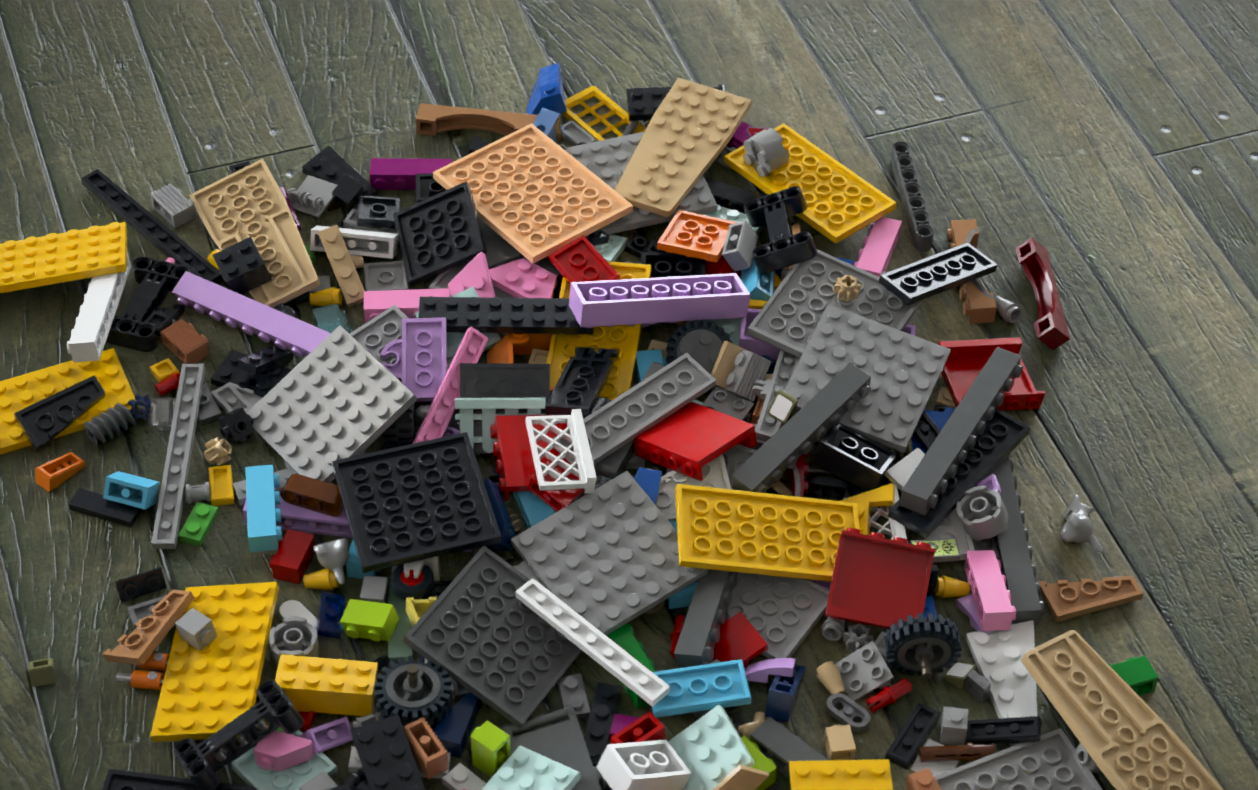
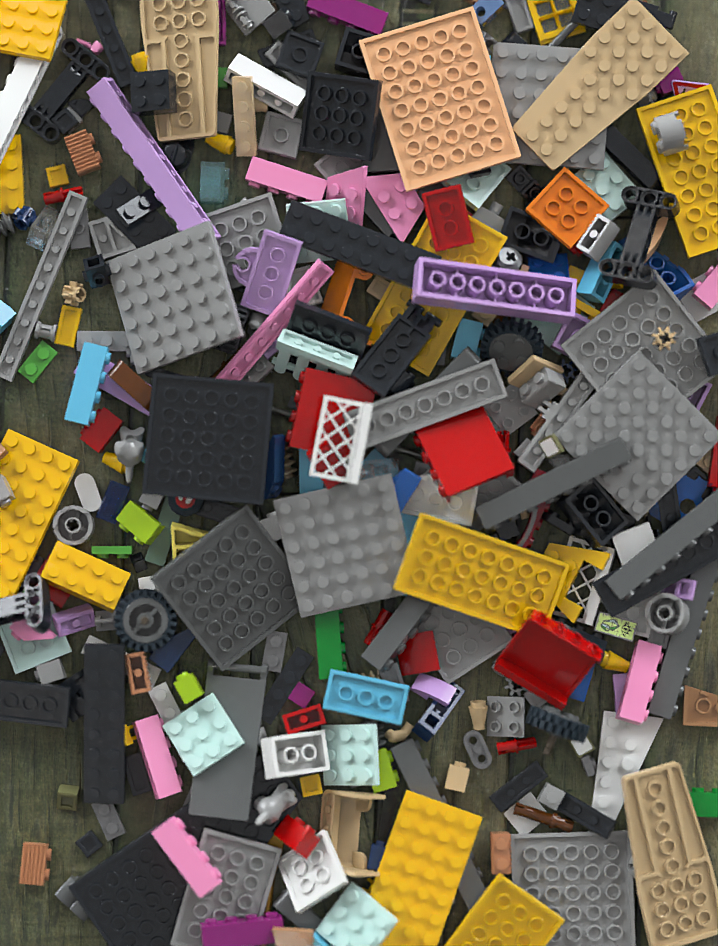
camera: 20 degrees right, 40 degrees up
(357, 652) = (104, 551): none -> bright green plate
(593, 642) = (298, 628): white plate -> none

